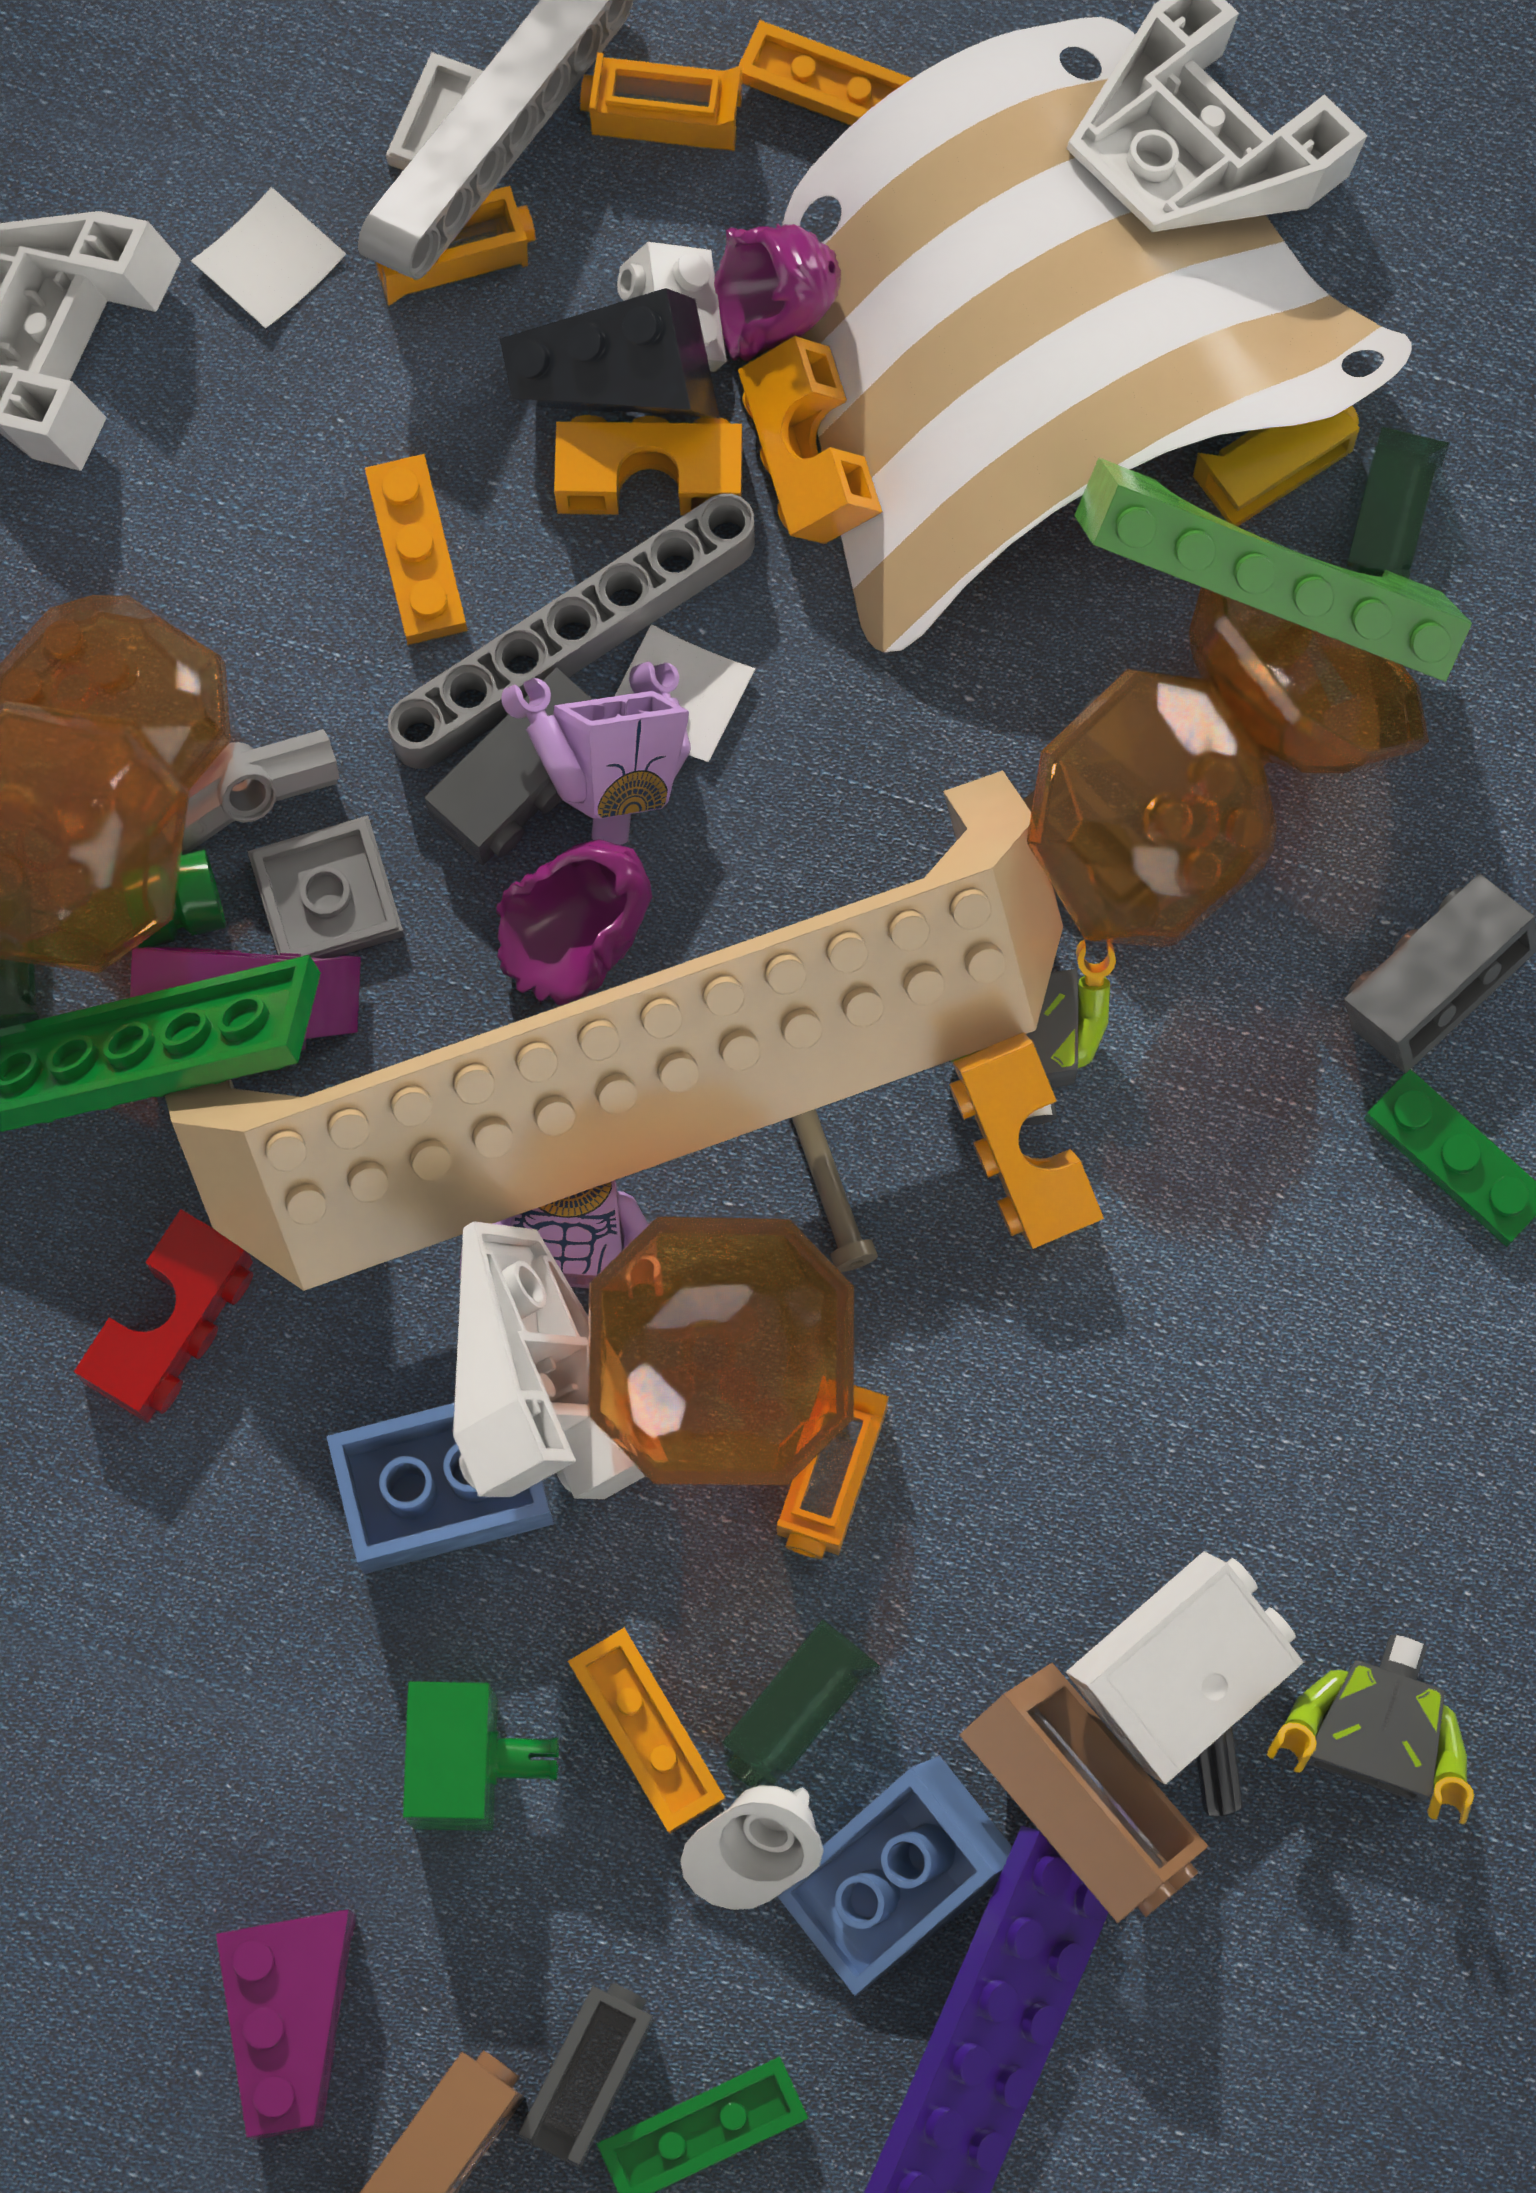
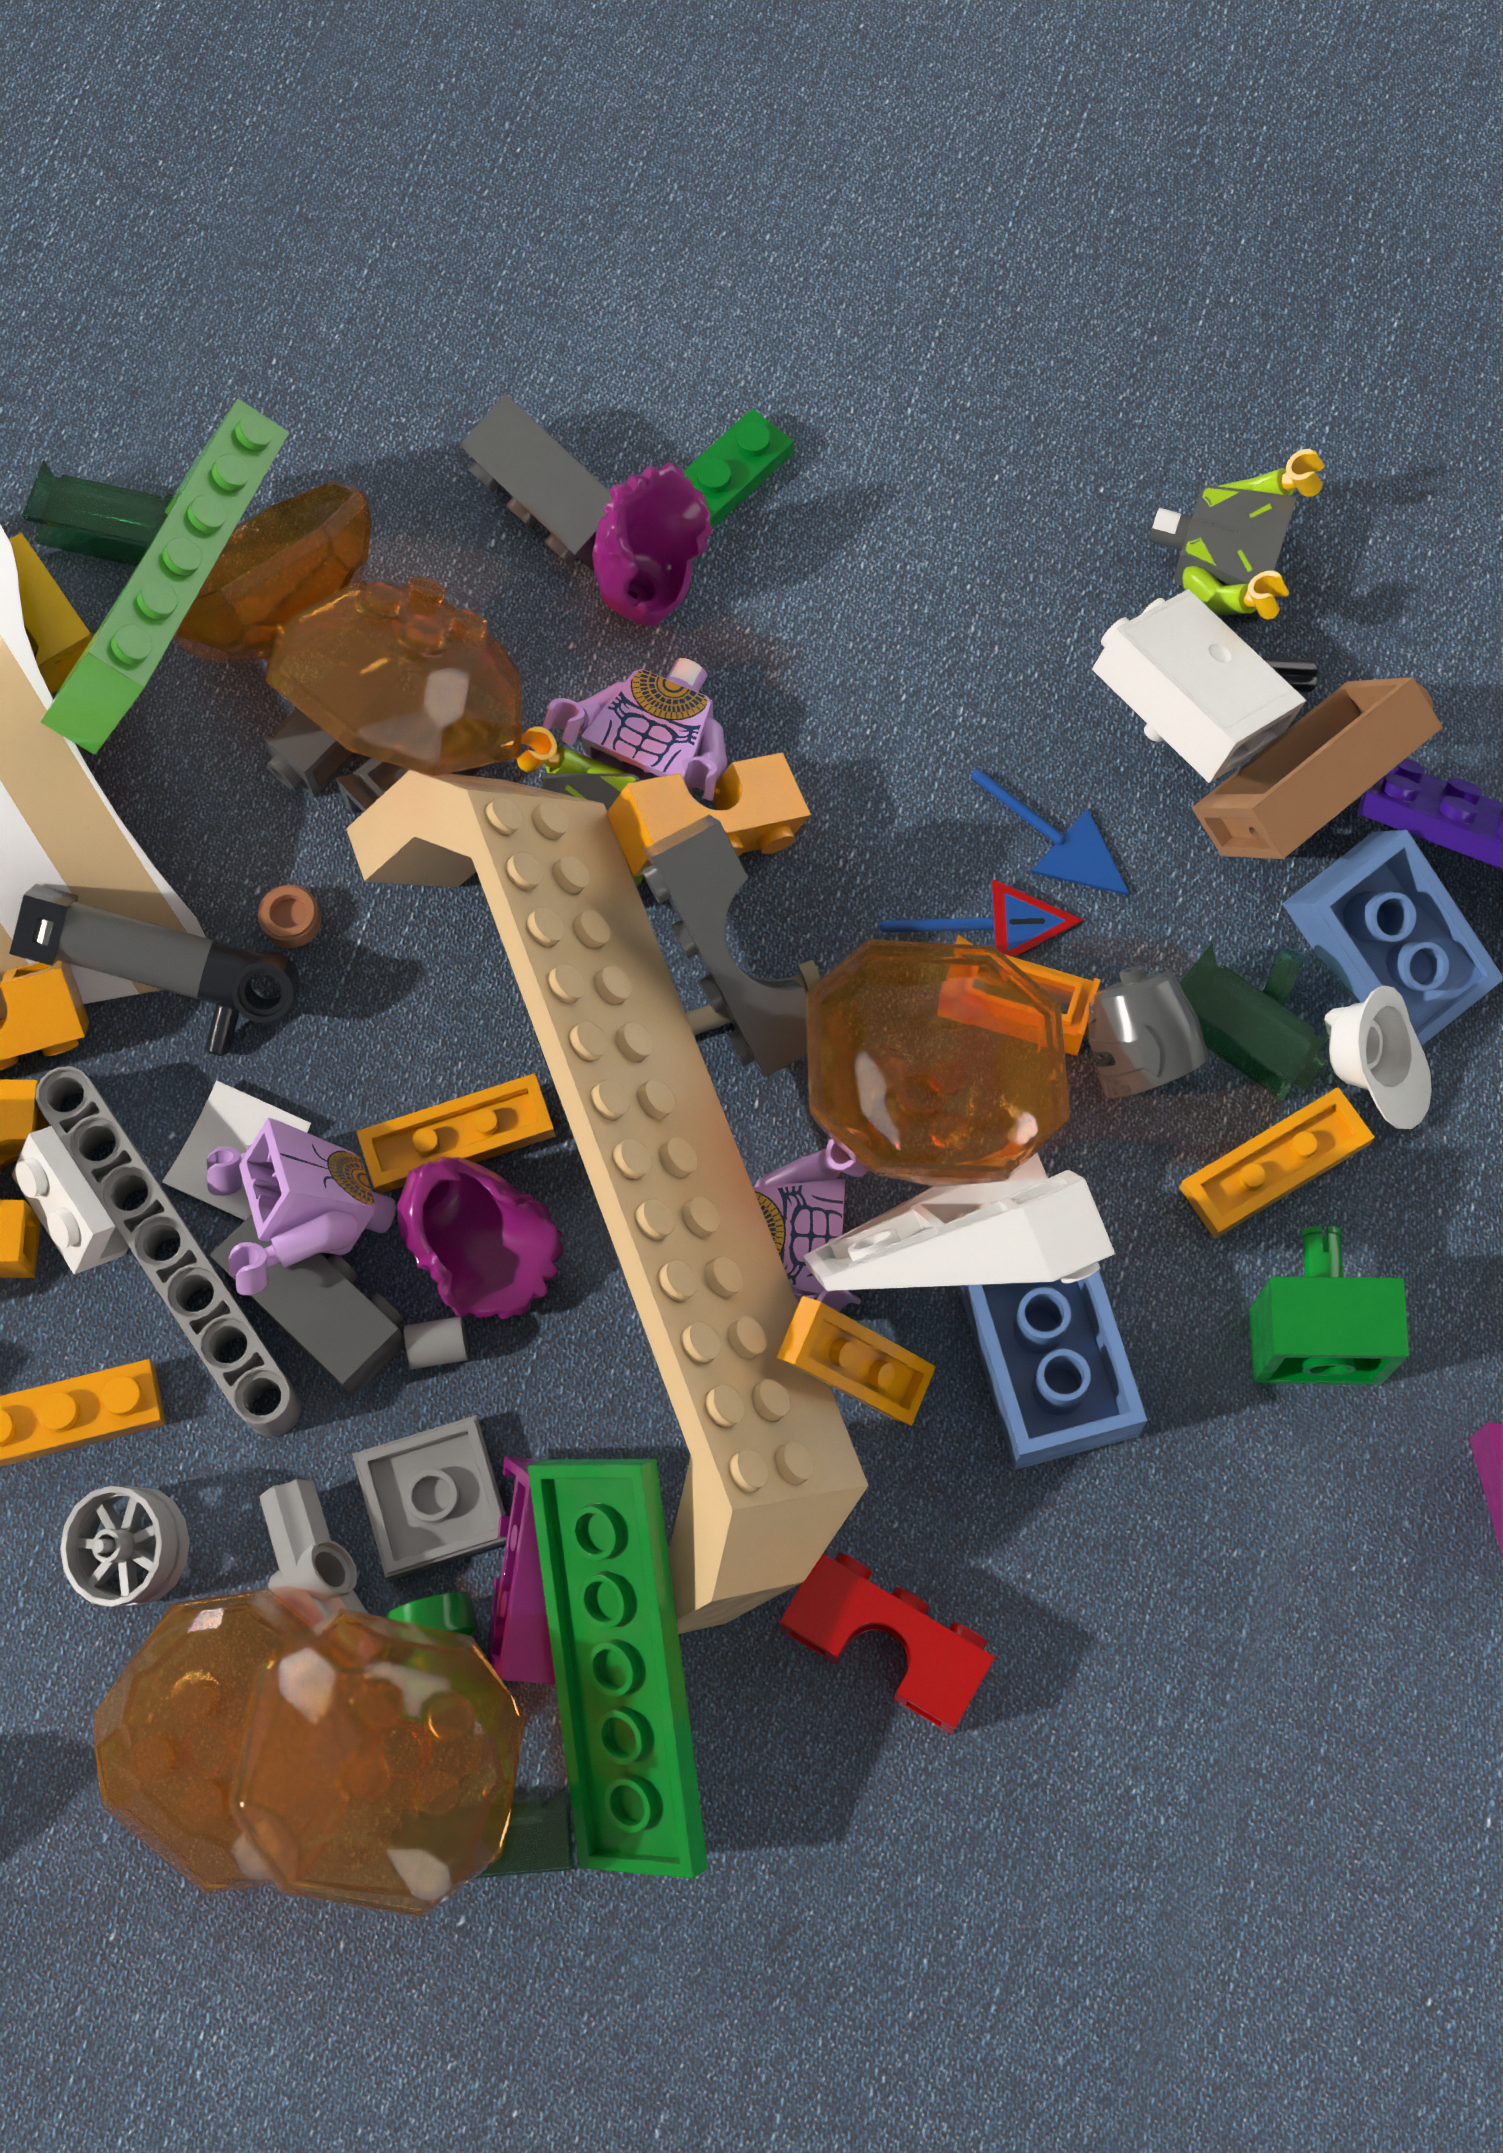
camera: 90 degrees left, 5 degrees down
(286, 628) = (124, 1545): none -> light grey wheel
(424, 1280) = (856, 1360): none -> light orange plate
(475, 889) = (436, 1342): none -> light grey hinge
(602, 538) = (66, 1203): none -> white bracket
(684, 883) = (464, 1127): none -> light orange plate
(775, 1589) = (1146, 1030): none -> dark grey helmet
(852, 1749) = (1284, 974): none -> clear green tile
(890, 499) = (61, 929): none -> piece
(925, 1113) = (700, 878): none -> dark grey arch
(926, 1476) = (1017, 921): none -> piece
(935, 730) = (289, 916): none -> nougat tile
(1008, 1545) = (1077, 855): none -> blue piece
(1136, 1086) = (649, 726): none -> lavender torso
(1359, 1079) = (649, 543): none -> magenta piece

